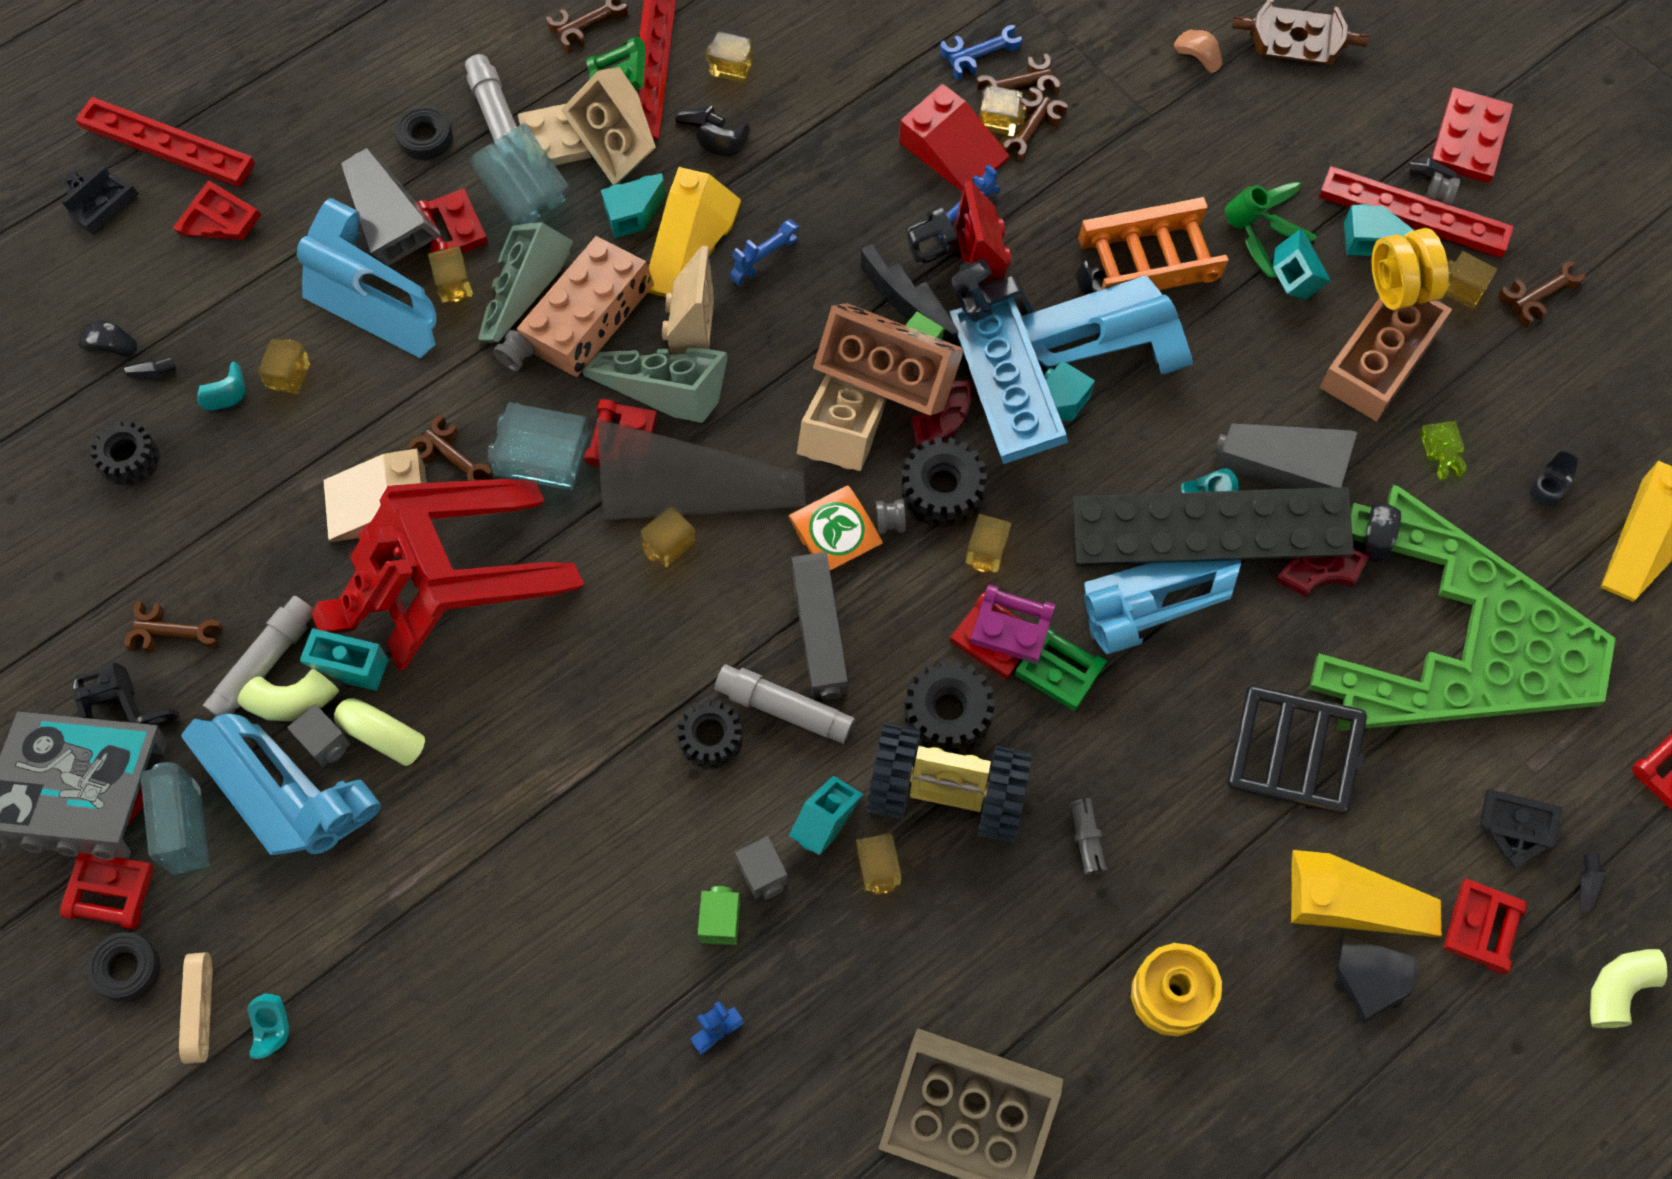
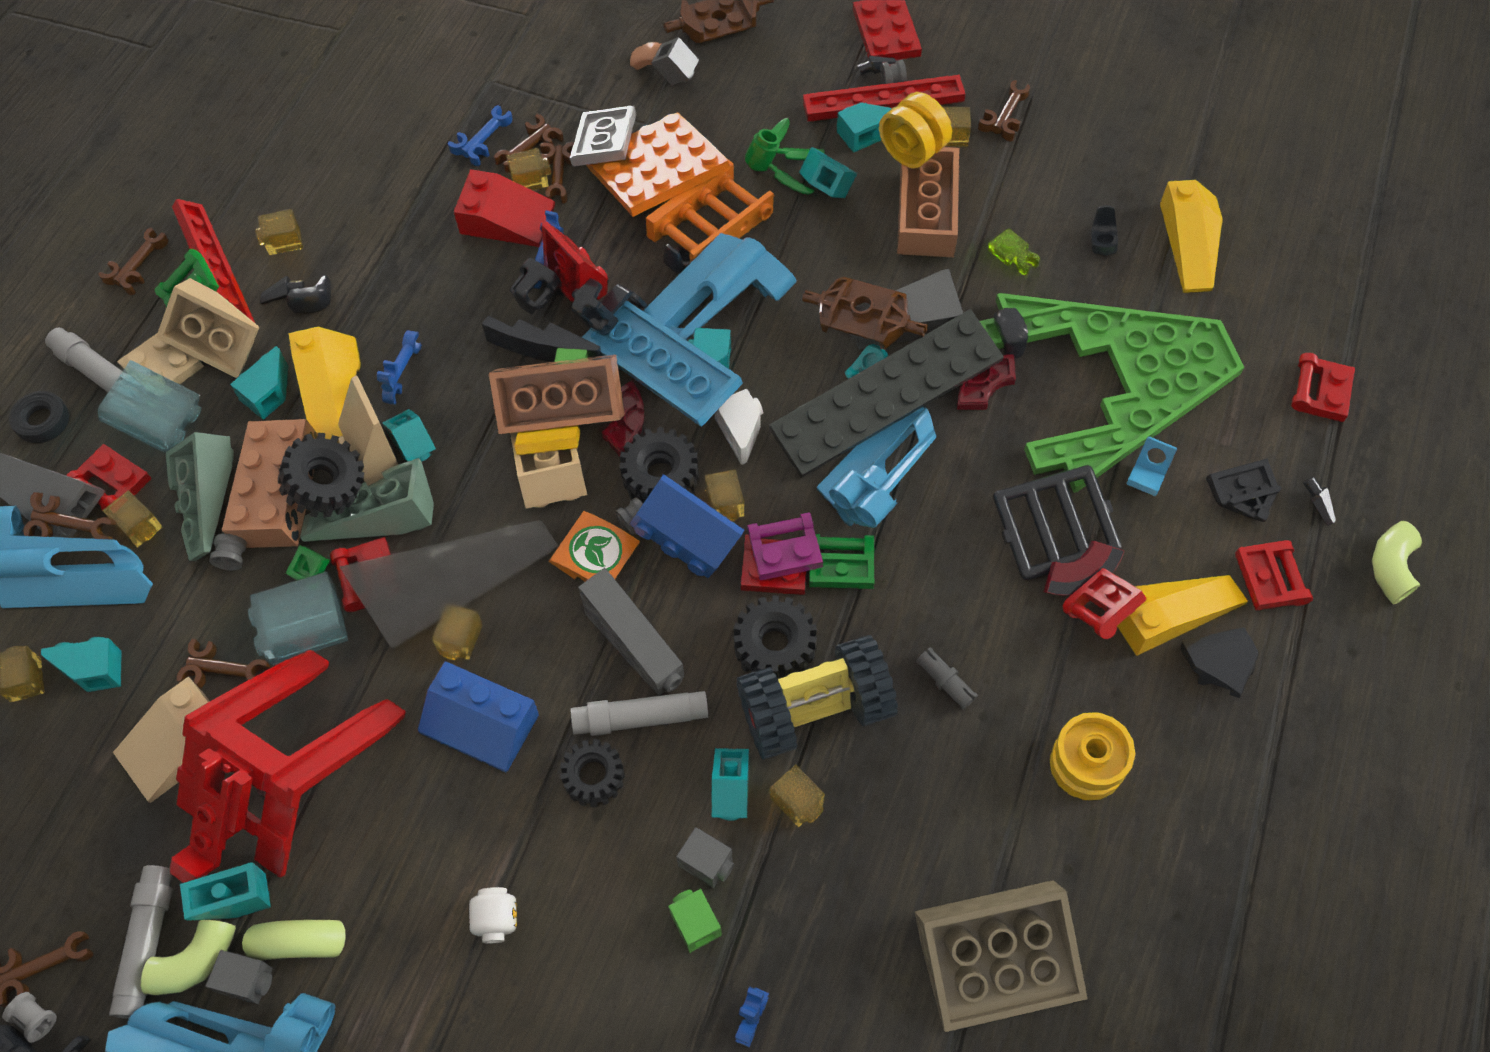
camera: 30 degrees left, 5 degrees down
(142, 669) = (29, 1017): none -> light grey bush
(345, 390) = (89, 664): none -> teal slope
(376, 237) = (45, 517): none -> reddish brown bar
(551, 807) = (493, 914): none -> white head
(574, 399) = (306, 563): none -> green tile
(640, 624) = (477, 716): none -> blue slope
(641, 305) = (322, 455): none -> black tyre
(732, 325) = (409, 436): none -> teal slope
(853, 398) = (547, 440): none -> yellow tile
(926, 554) = (686, 527): none -> blue slope
(1049, 479) = (740, 422): none -> white slope
(1096, 111) = (603, 136): none -> light grey tile
(1131, 167) = (660, 164): none -> plate
(1218, 65) = (675, 61): none -> dark grey brick
(1246, 453) = (881, 322): none -> reddish brown plate
(1291, 813) = (1069, 577): none -> dark red tile
(1297, 849) = (1108, 593): none -> red plate
(1424, 752) = (1149, 475): none -> dark azure bracket

